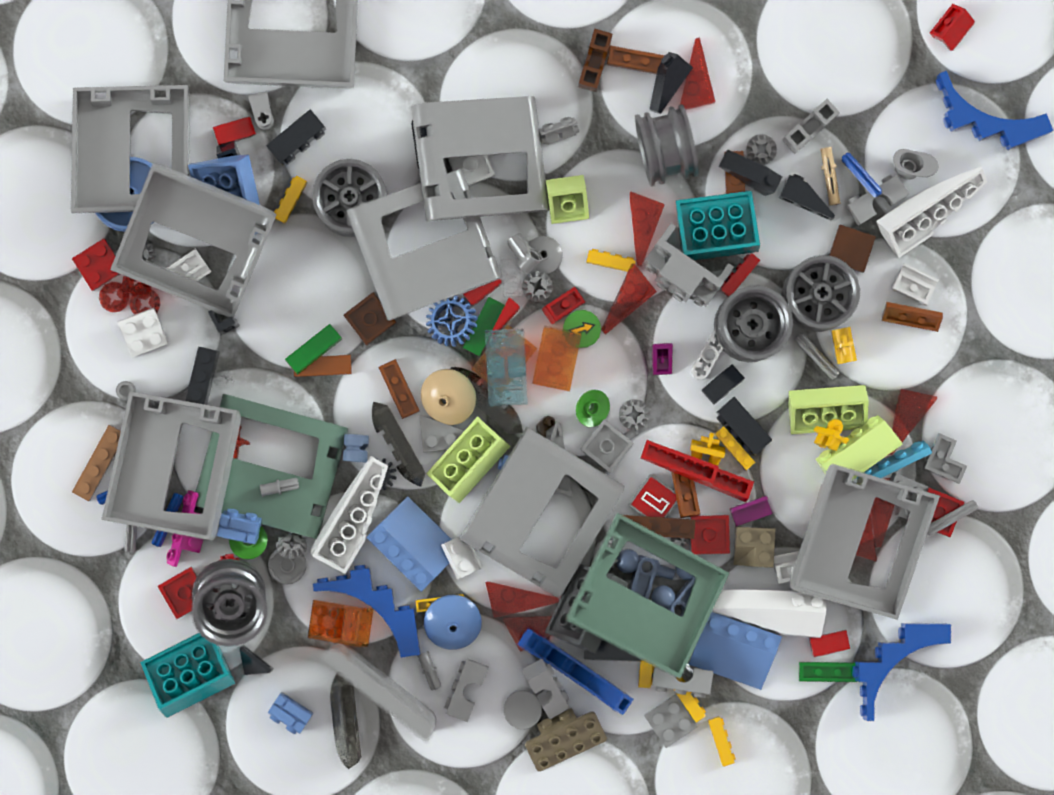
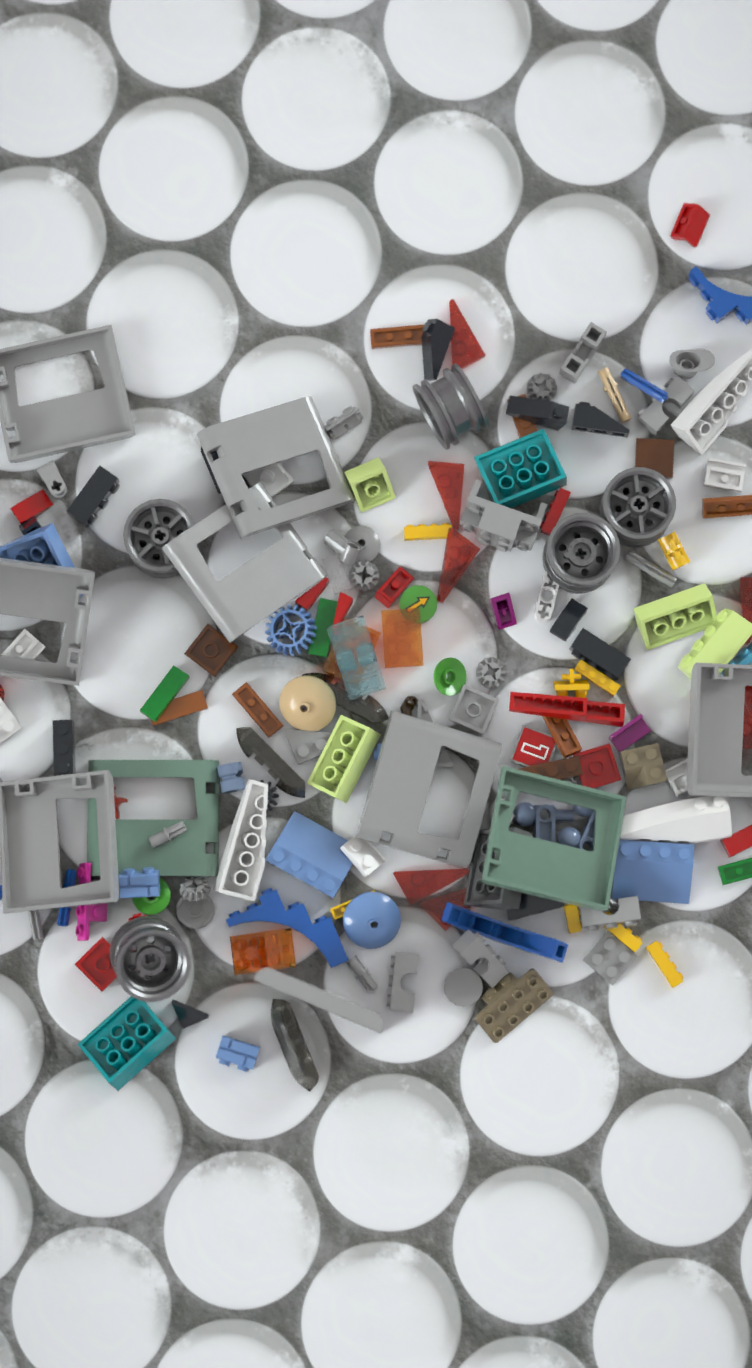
camera: 15 degrees left, 5 degrees down
(224, 326) = (73, 693): black panel -> none
(290, 199) = (103, 558): yellow piece -> none
(595, 60) = (360, 346): reddish brown arch -> none
(830, 436) = (685, 639): yellow hips -> none

